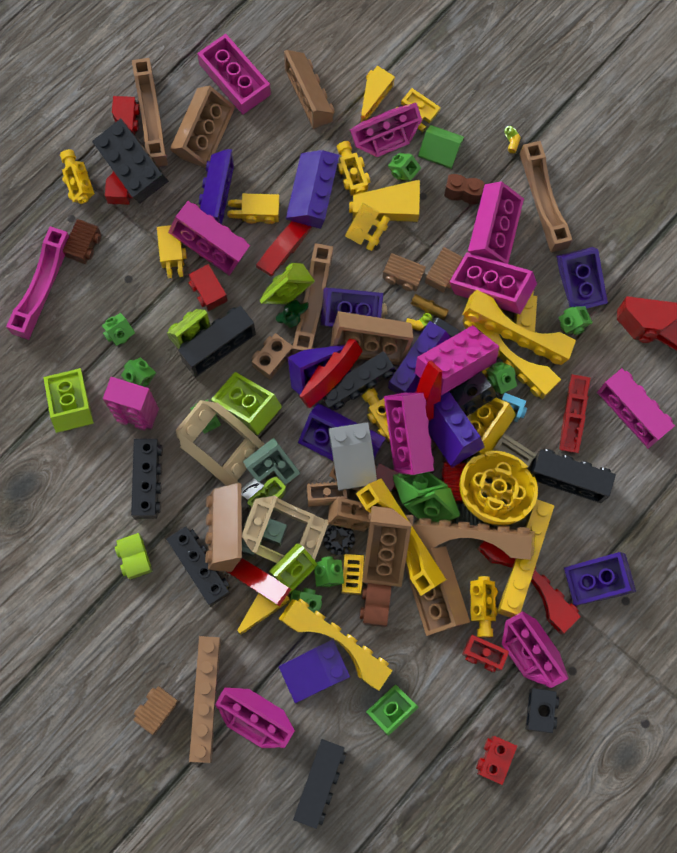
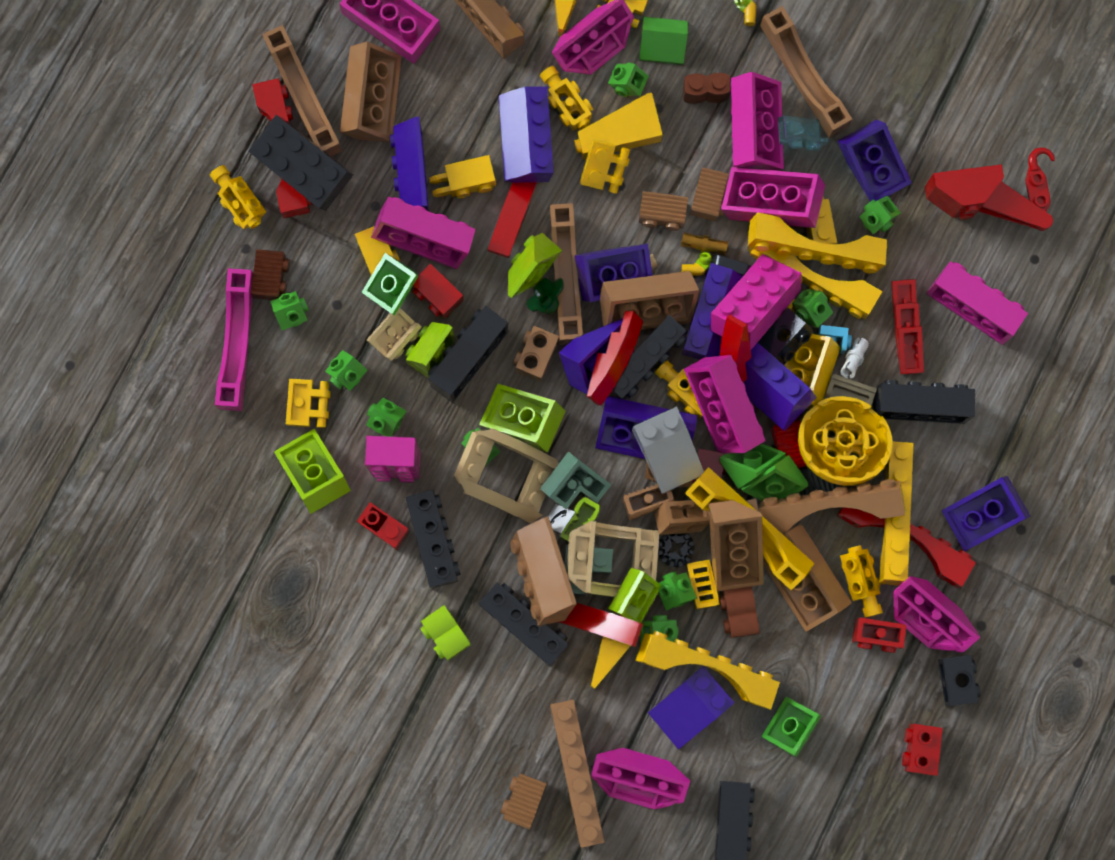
camera: 15 degrees left, 5 degrees up
(75, 345) = (300, 402): none -> yellow plate
(89, 272) = (289, 310): none -> bright green brick
(110, 457) = (383, 526): none -> red slope
(164, 311) = (394, 334): none -> tan bracket
(171, 270) = (390, 283): none -> bright green slope
(525, 426) = (854, 358): none -> white pin
(528, 241) = (800, 133): none -> clear light blue bracket

